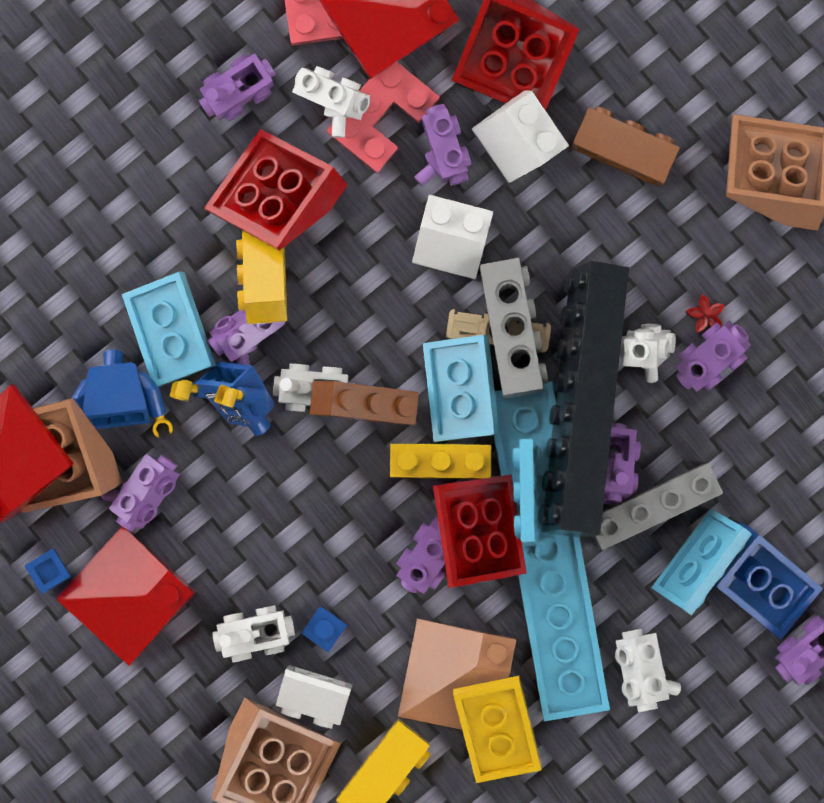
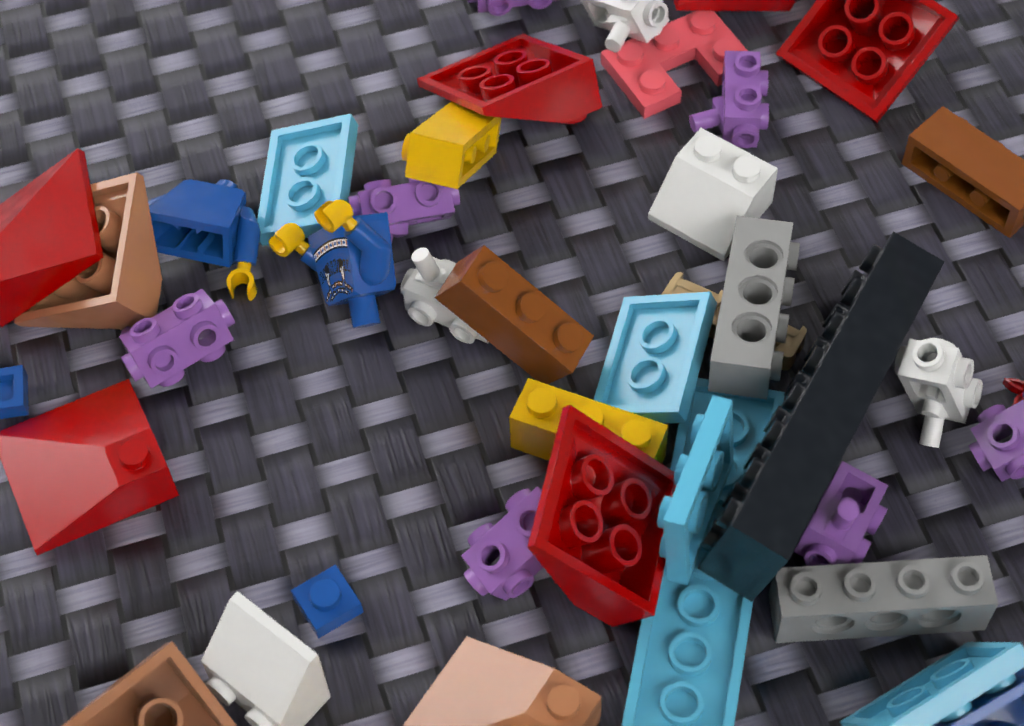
camera: 25 degrees right, 30 degrees down
(242, 635) = (219, 562): white brick -> none
(520, 136) = (843, 115): white slope -> none

